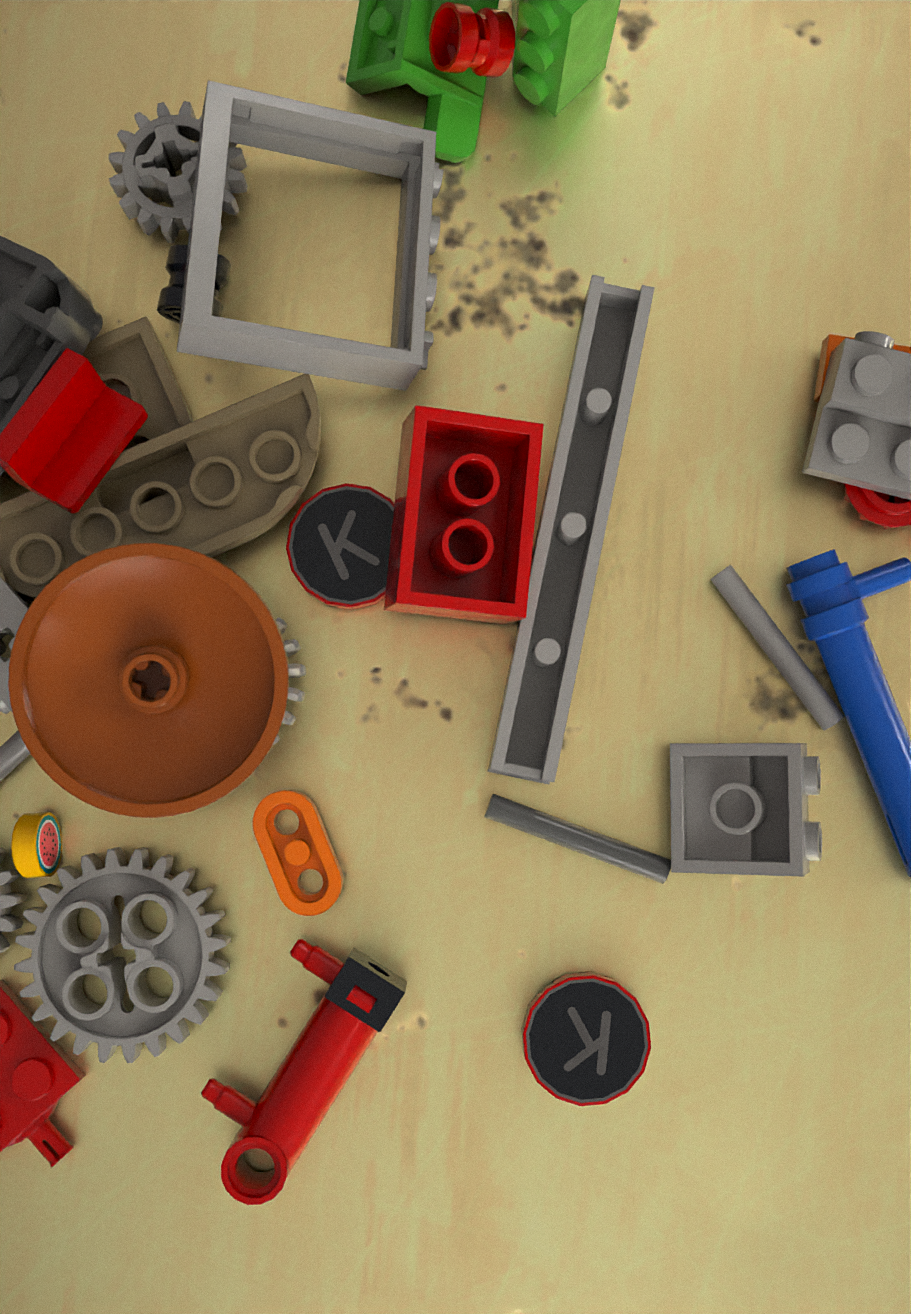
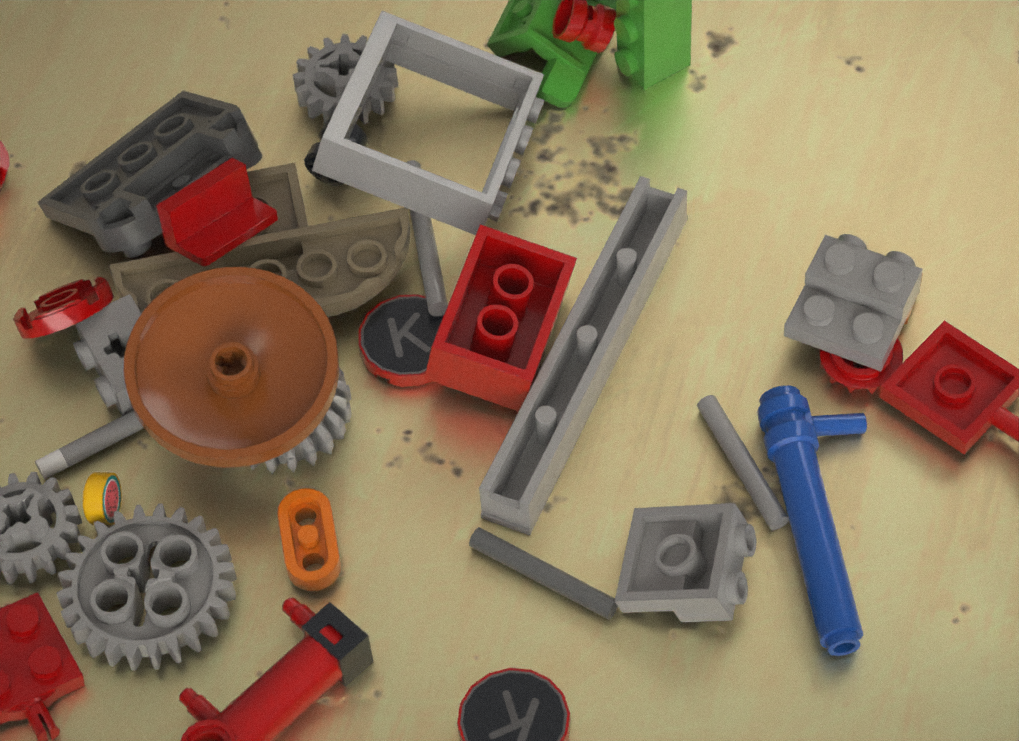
camera: 20 degrees right, 30 degrees down
(339, 409) = (429, 261): none -> light grey bar

